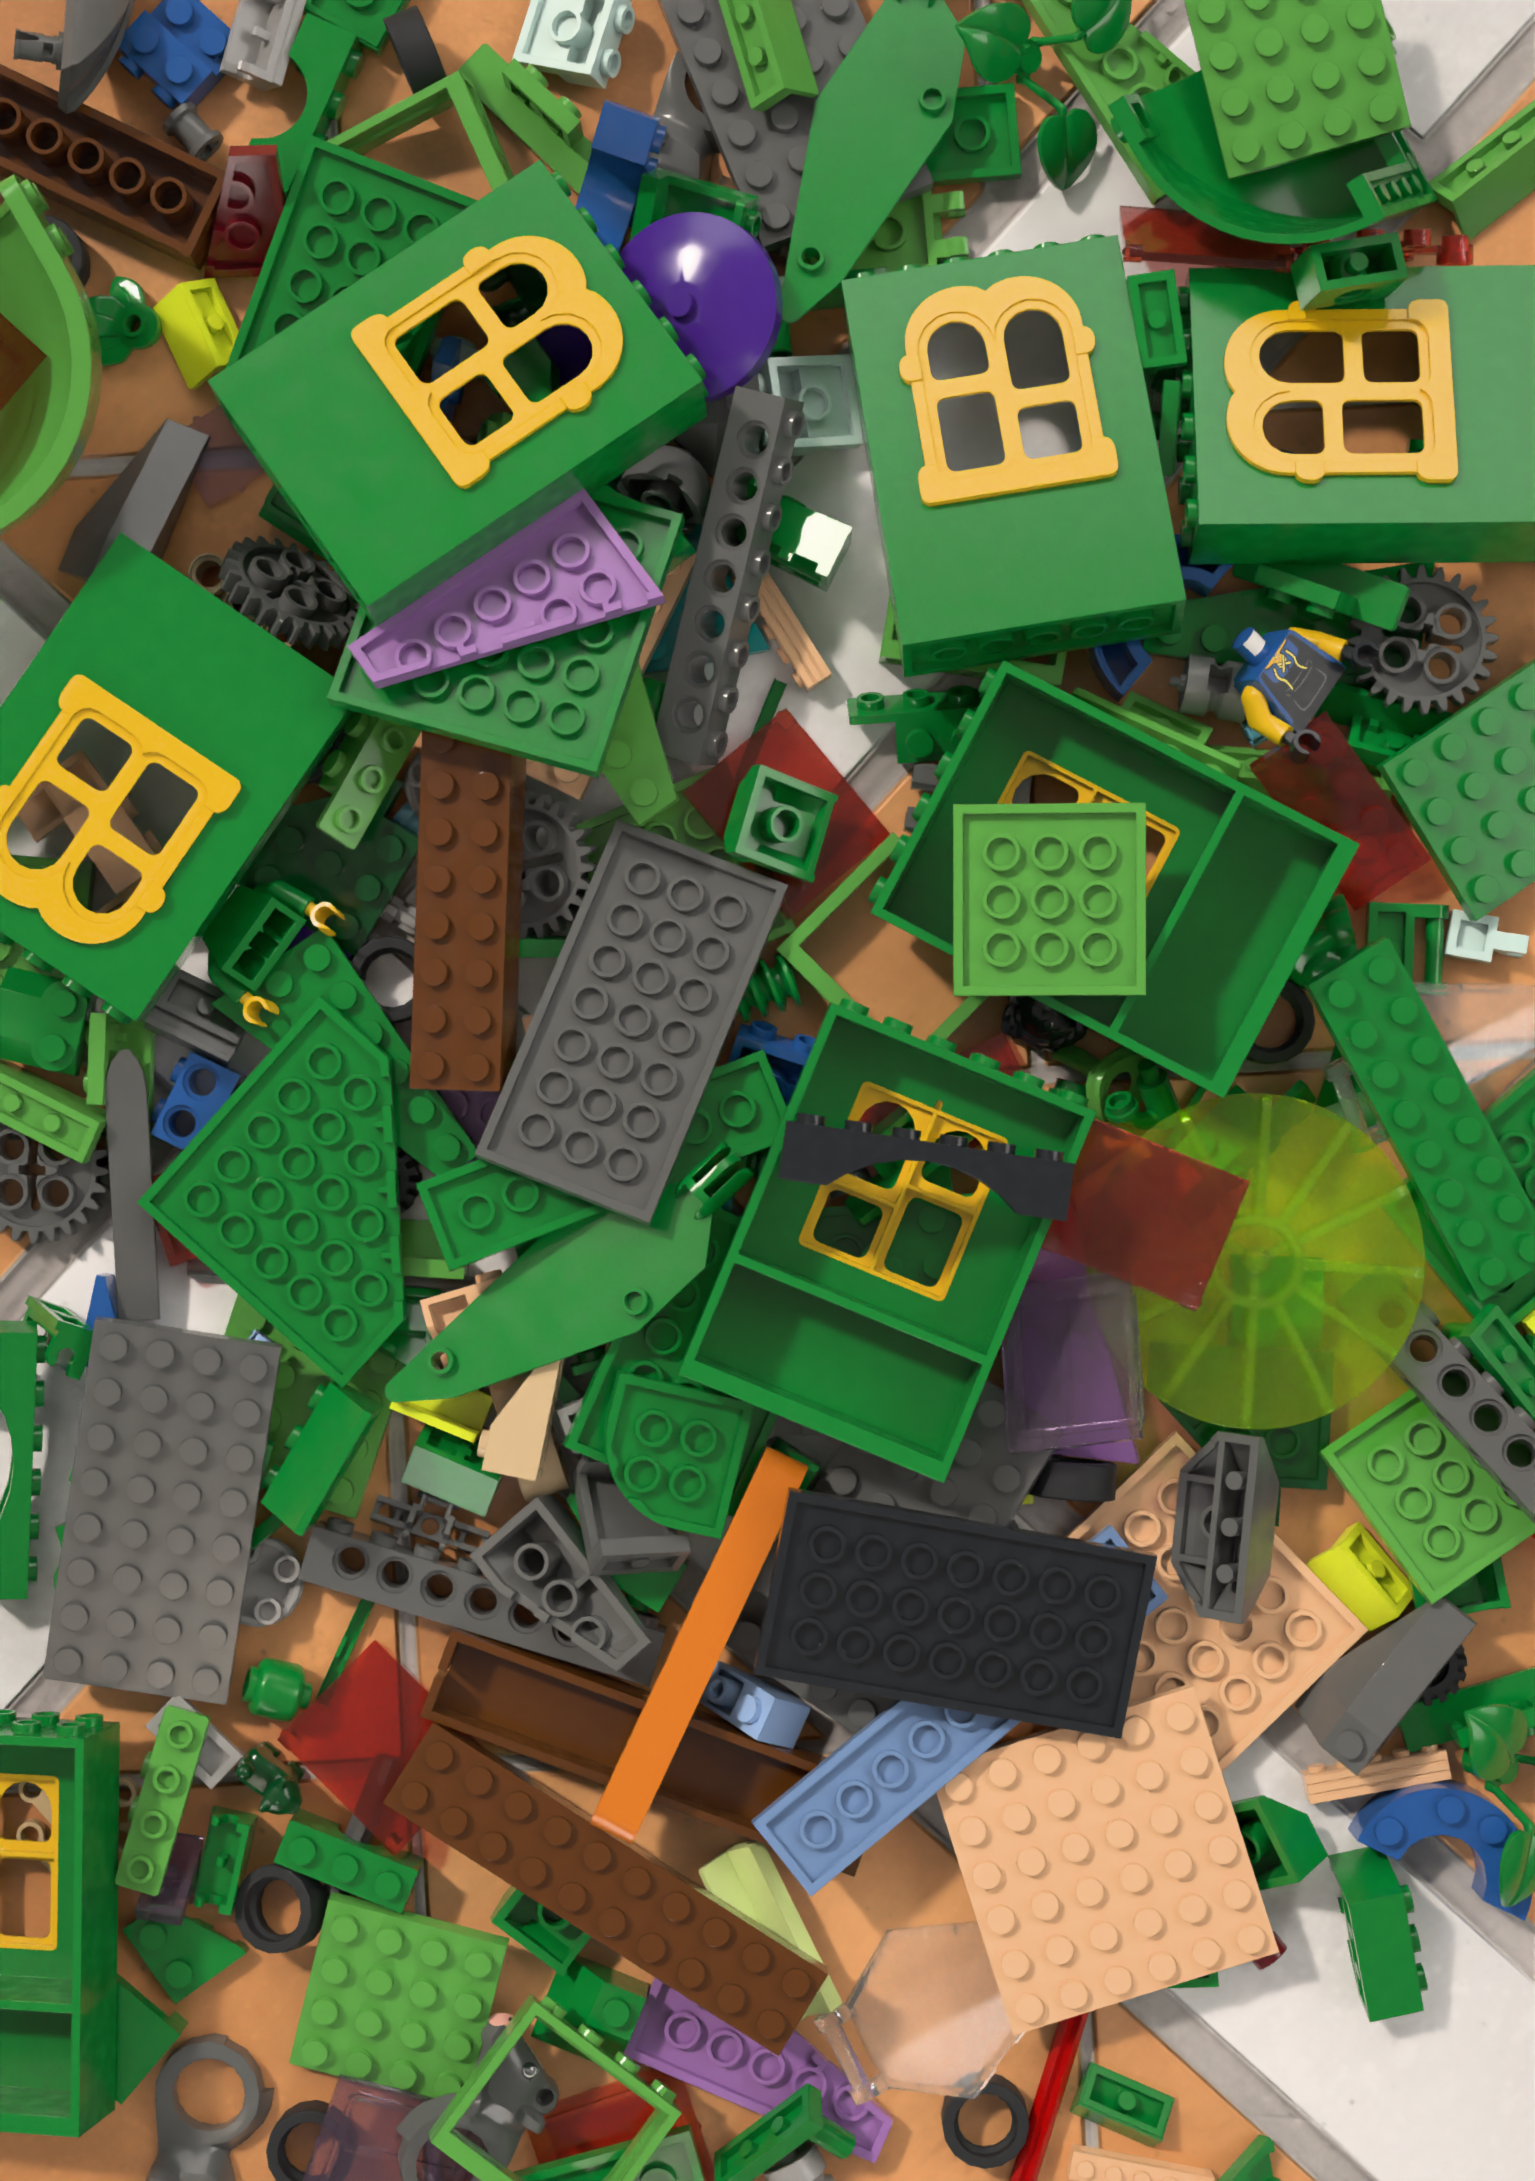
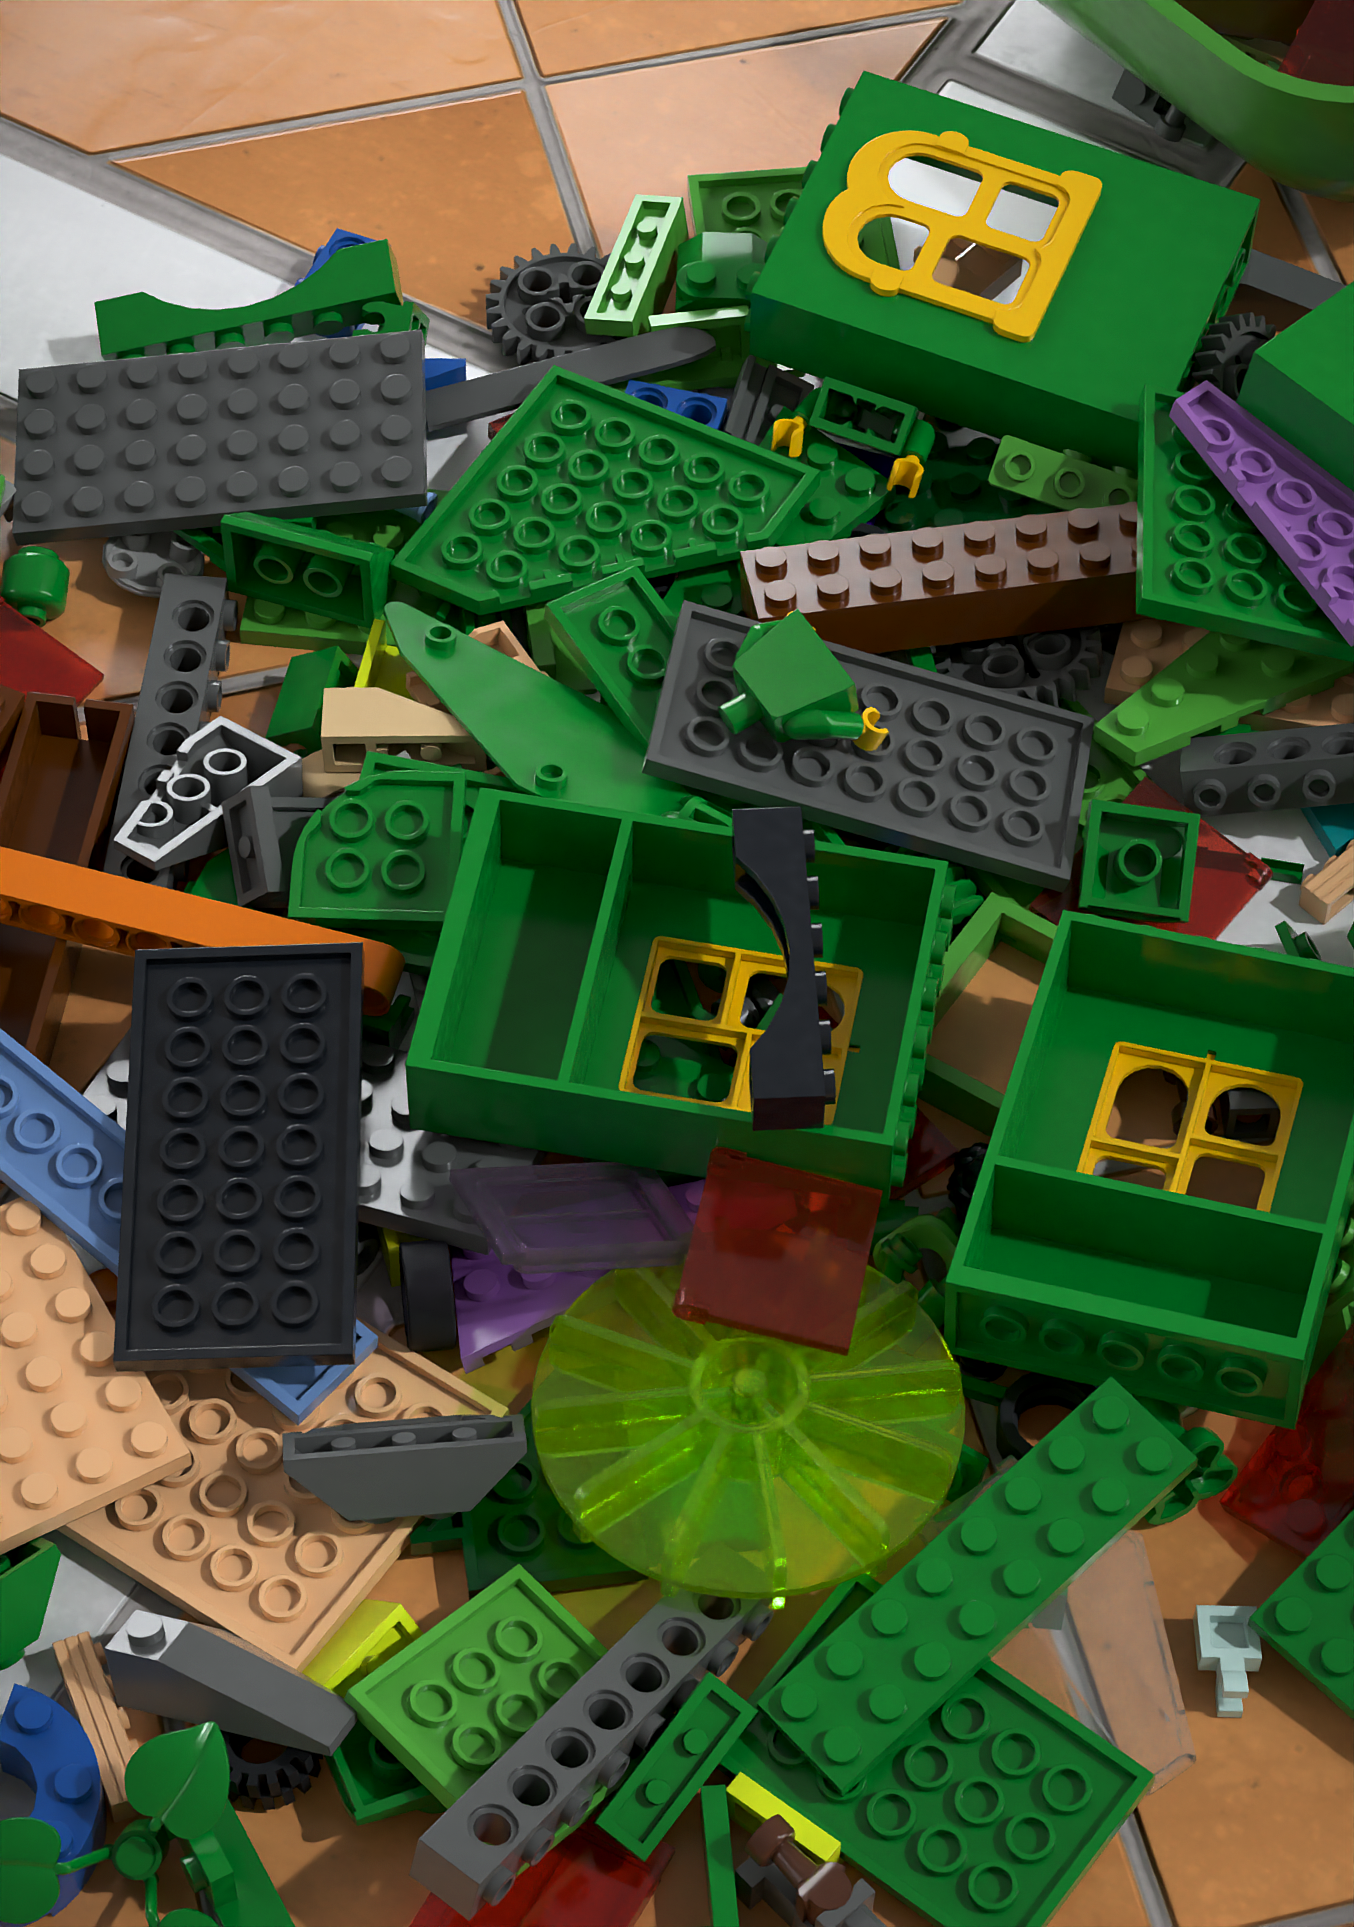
camera: 75 degrees right, 35 degrees down
(347, 1643) = (117, 657): green piece -> none
(445, 1524) = (252, 678): dark grey piece -> none
(596, 1083) = (796, 688): none -> green torso
(755, 1705) = (85, 1029): light blue slope -> none
(1049, 899) = (1133, 1057): bright green plate -> none
(1398, 924) = (1199, 1548): green plate -> none

